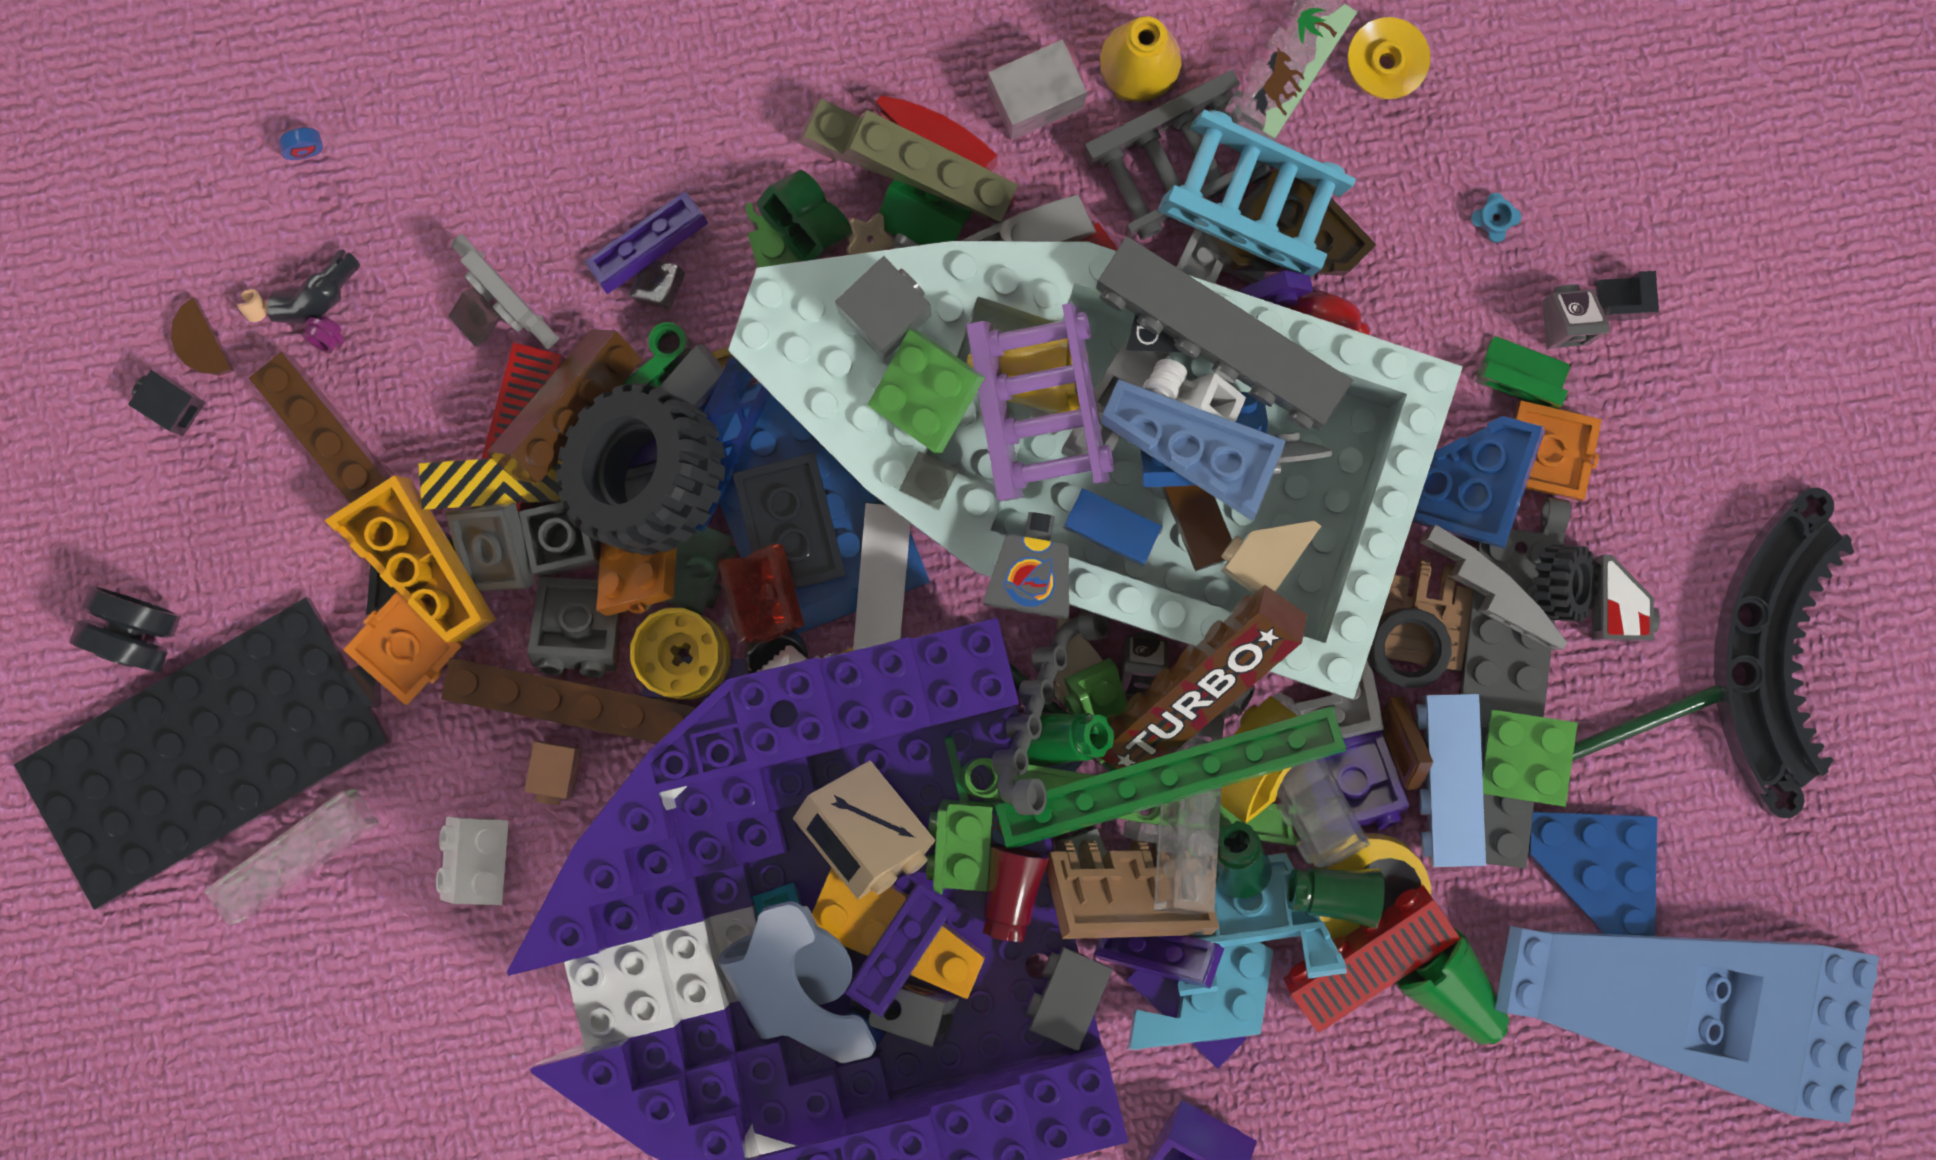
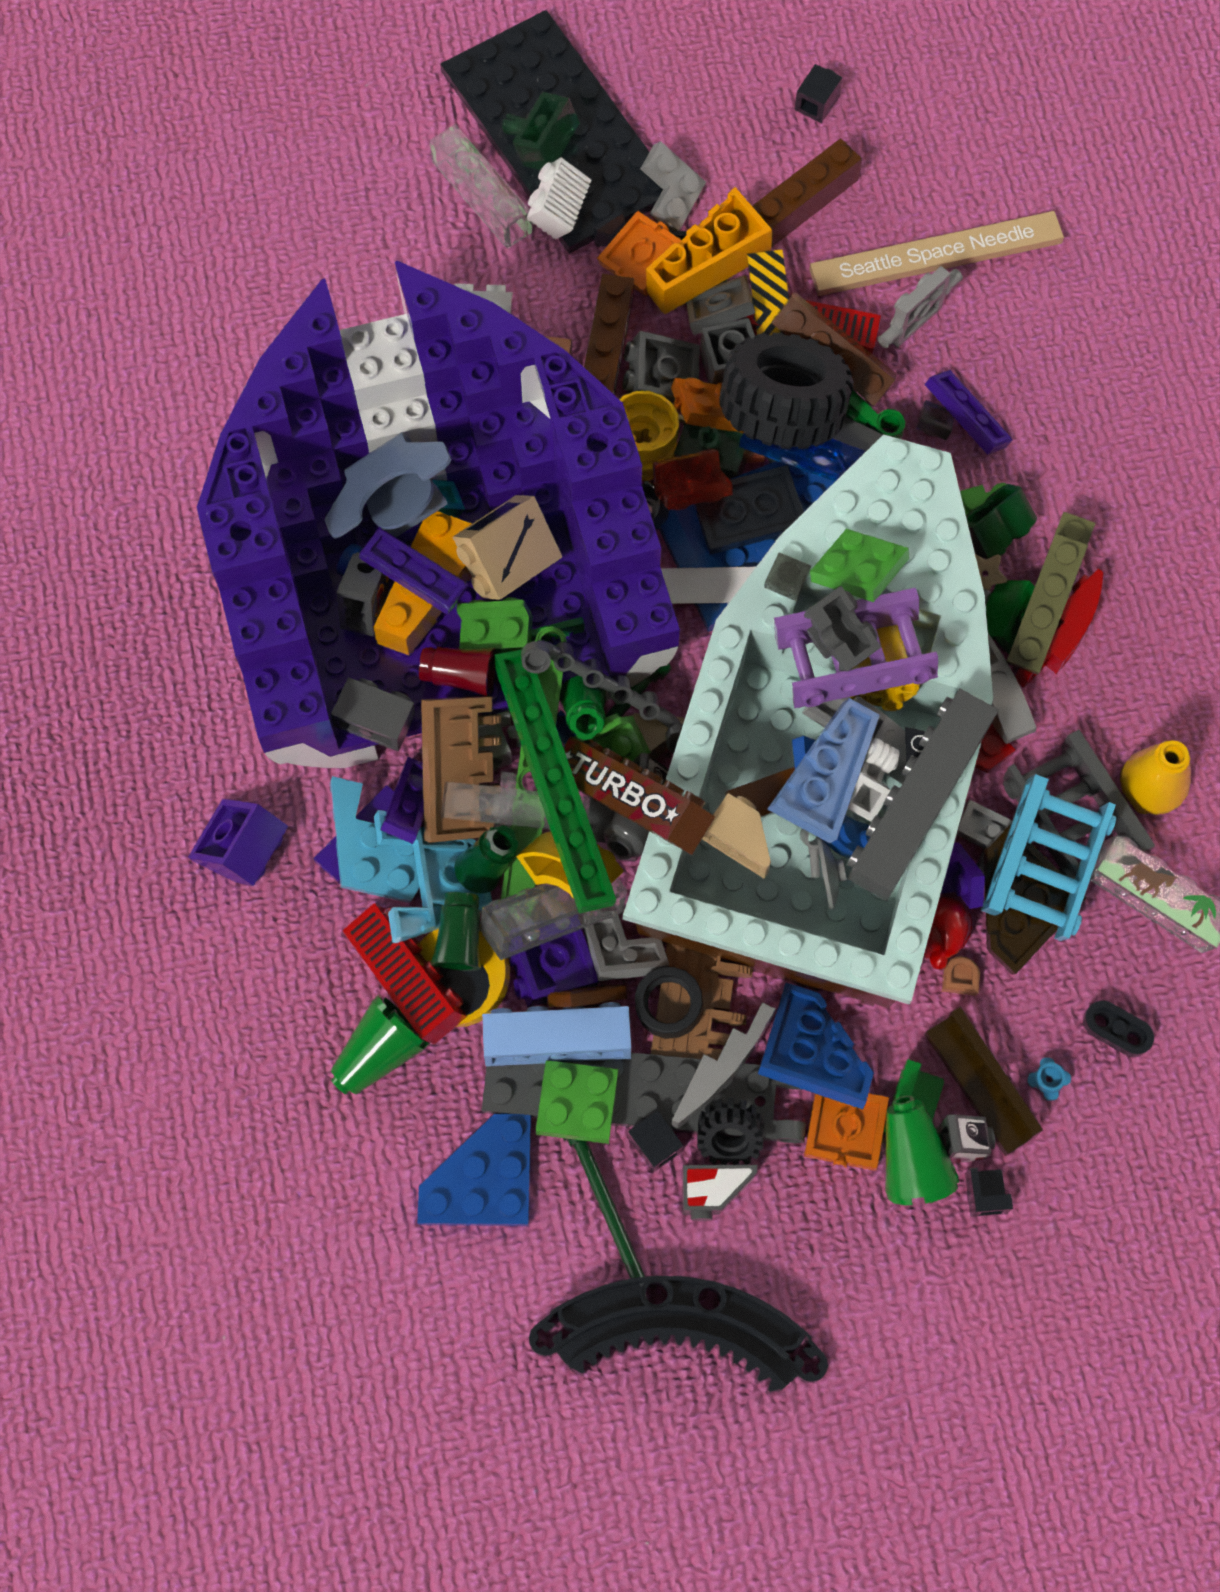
camera: 85 degrees right, 15 degrees down
(123, 634) = (647, 67): black wheel -> none
(197, 342) = (867, 113): reddish brown tile -> none
(224, 773) = (544, 131): none -> clear green brick
(300, 143) = (1023, 172): blue tile -> none
(302, 593) = (679, 185): none -> light grey plate
(311, 299) = (906, 183): black arm -> none
(323, 334) = (878, 193): magenta plate -> none
(326, 754) = (558, 198): none -> white brick
(412, 265) = (931, 253): none -> tan tile
(474, 316) = (890, 296): clear smoke plate -> none
(884, 306) = (927, 529): dark grey head -> none
(1032, 572) = (717, 650): dark grey torso -> none
(1033, 417) = (839, 631): none -> dark grey cylinder
(1036, 90) = (1120, 693): flat silver piece -> none
(1112, 527) = (757, 715): blue slope -> none
(1376, 307) = (961, 977): none -> nougat tile
(1395, 40) = (1189, 968): yellow dish -> none
(1441, 136) = (1118, 1025): none -> black plate
(1501, 293) = (983, 1081): none -> dark brown fence
(1570, 669) = (655, 1141): none -> black panel
(1607, 373) = (915, 1155): none -> green cone
(1732, 1013) = (347, 1335): medium blue wing -> none

